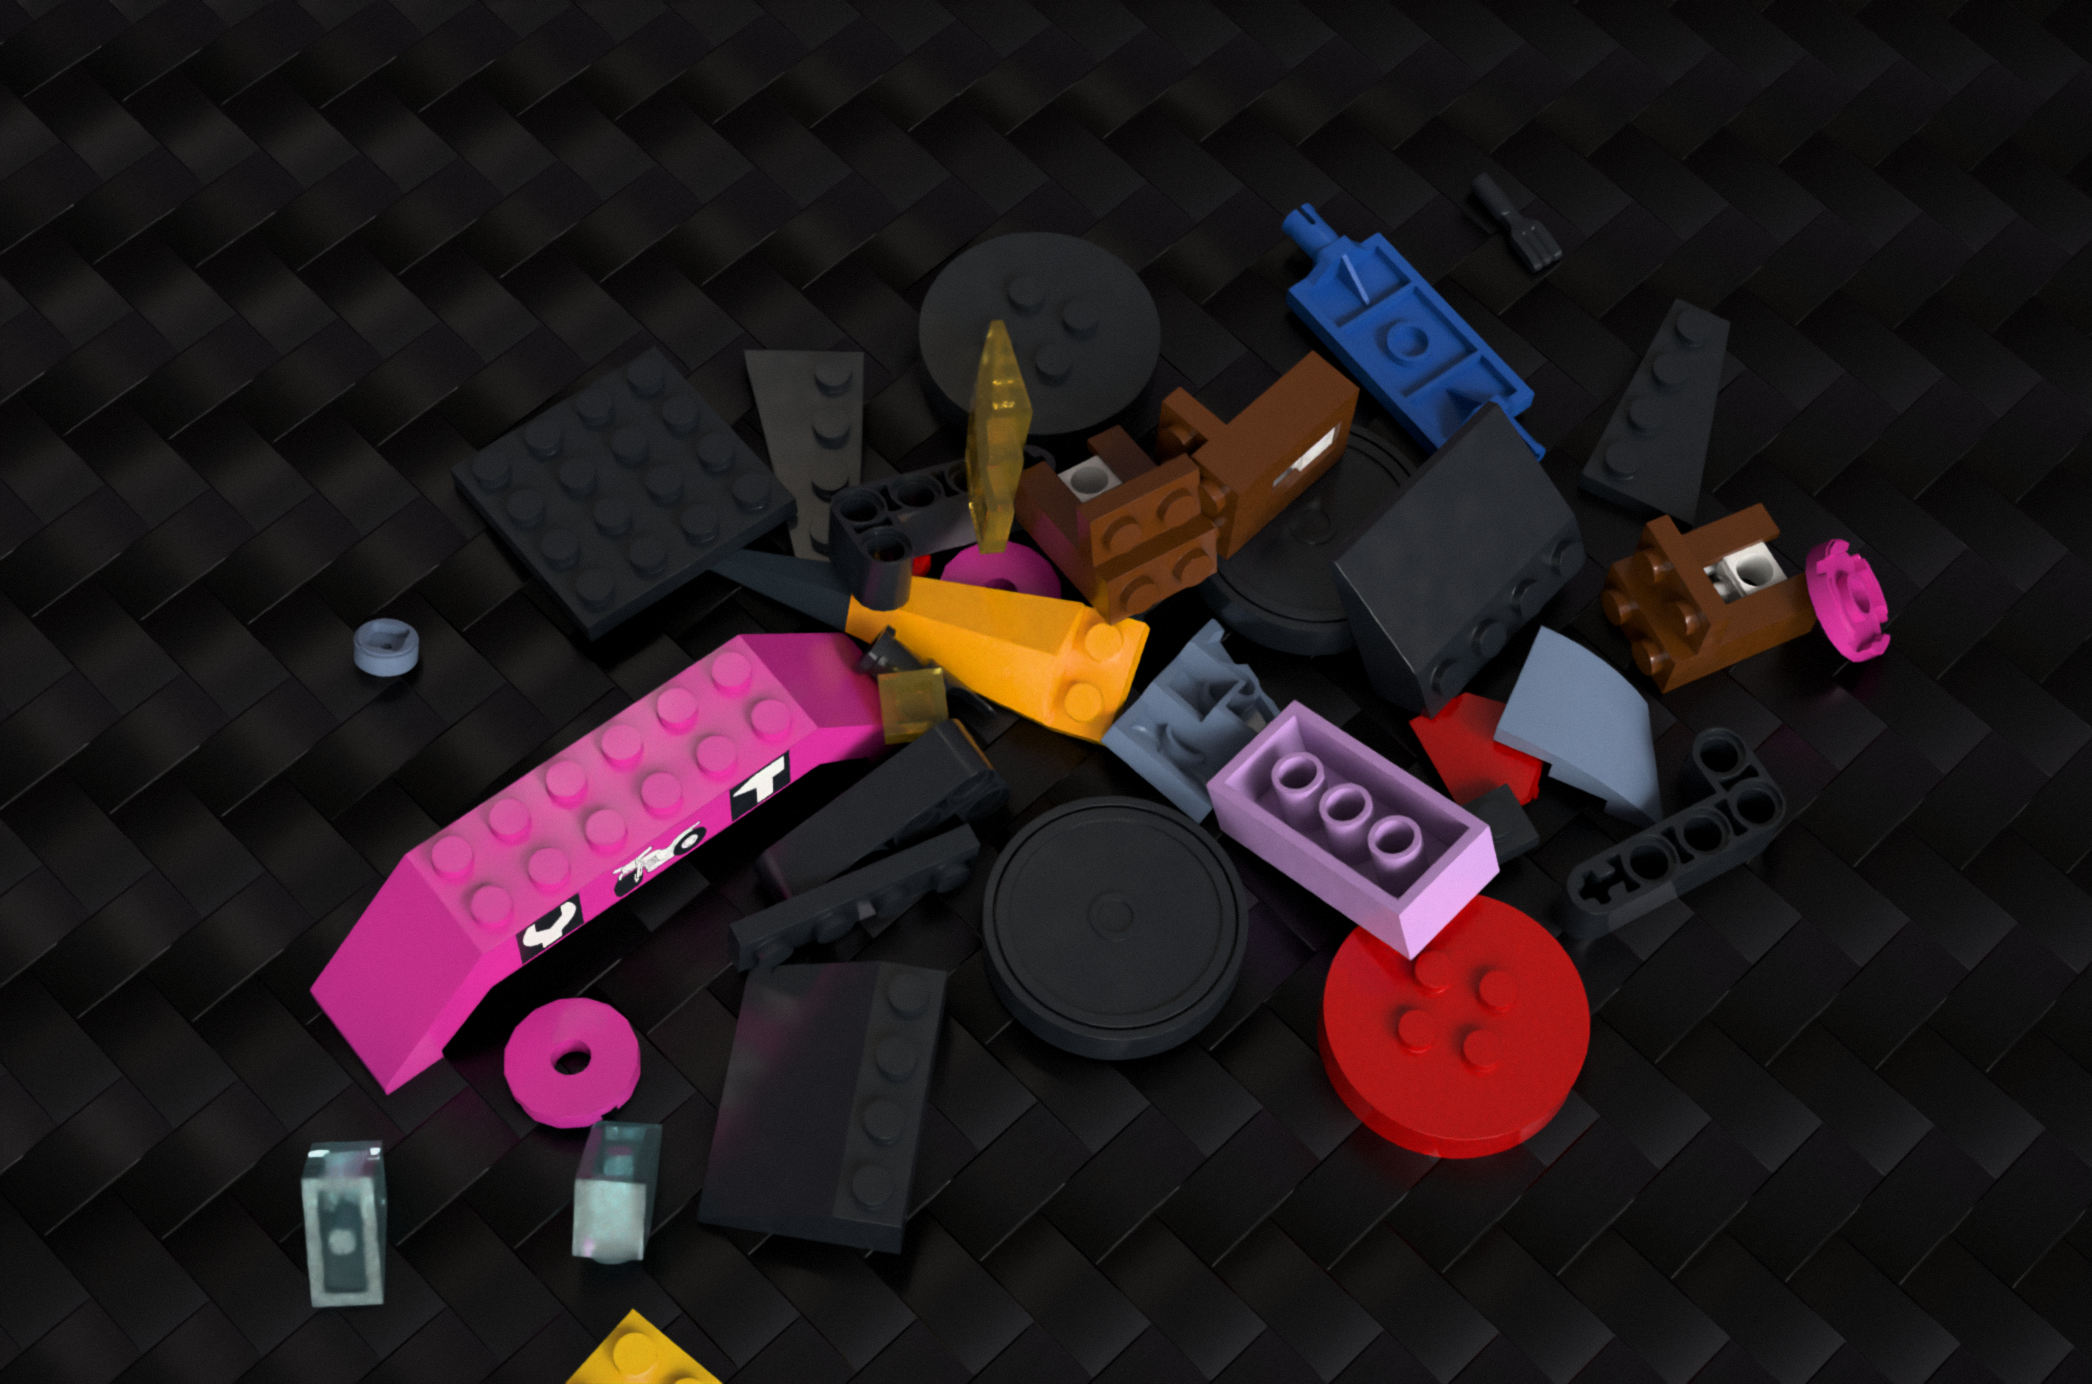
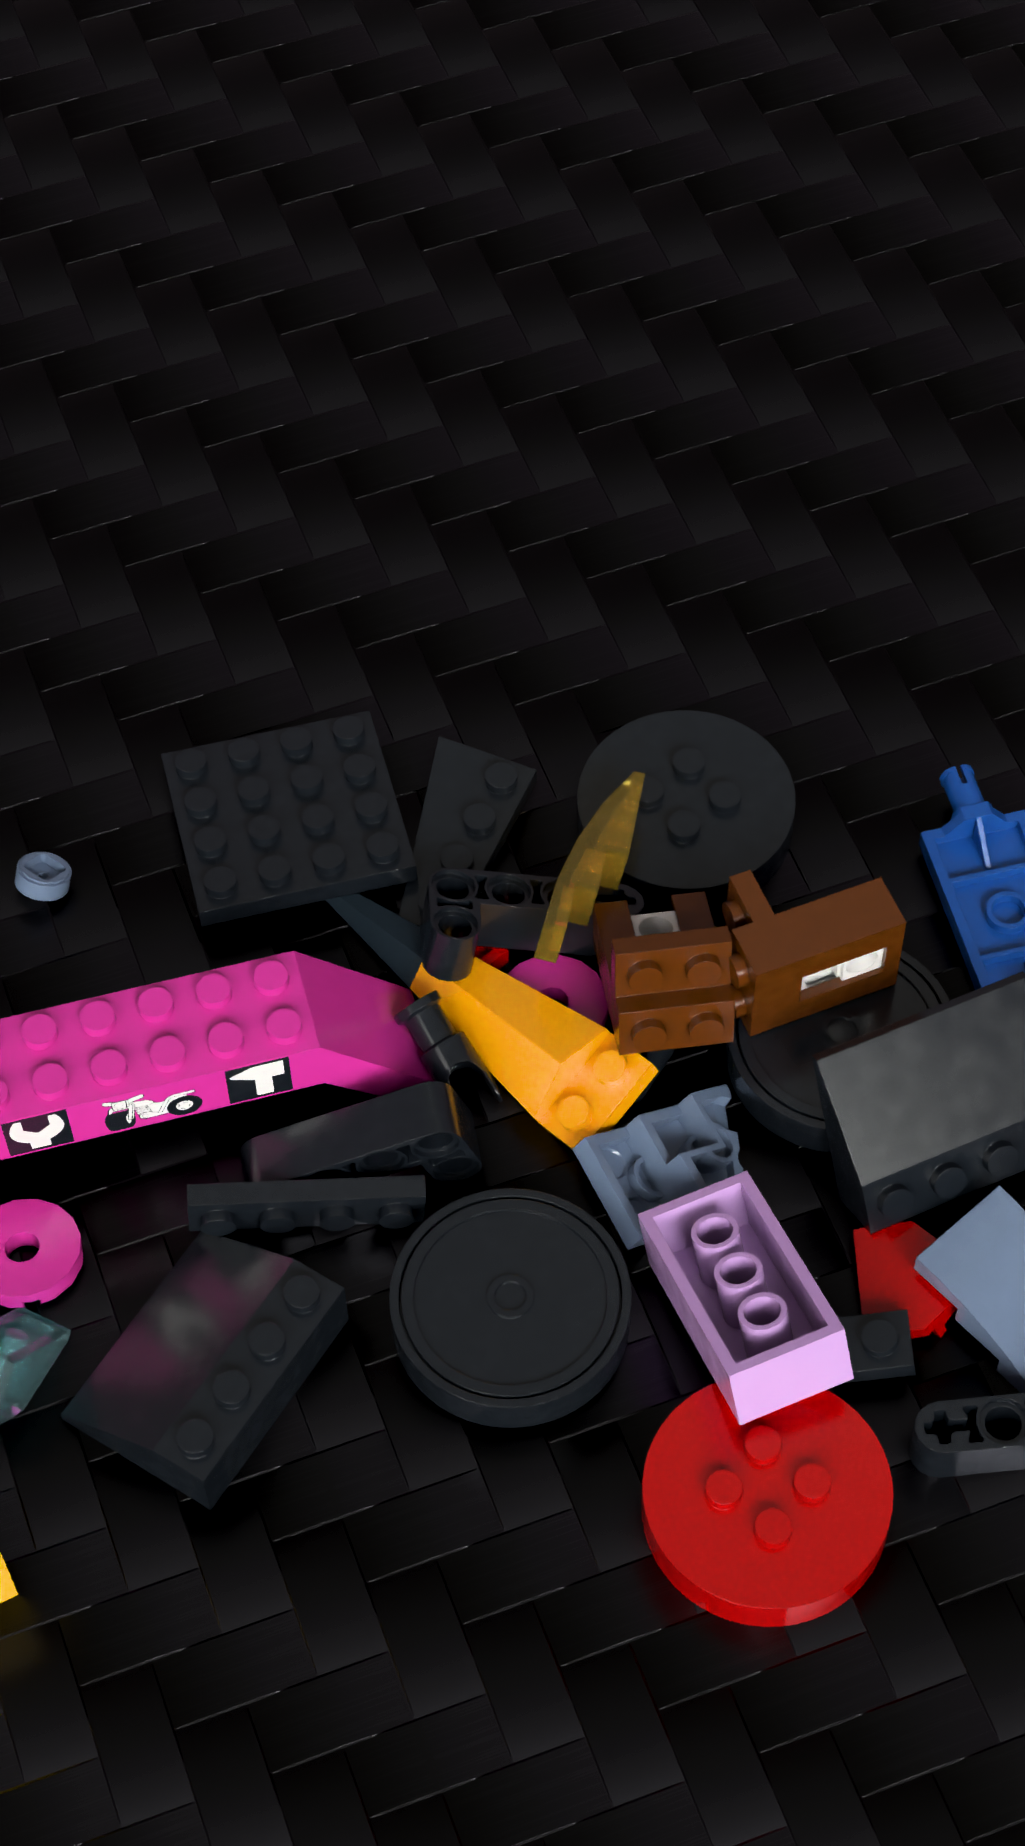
camera: 30 degrees right, 5 degrees down
(911, 703) = (422, 1058): clear yellow plate -> none

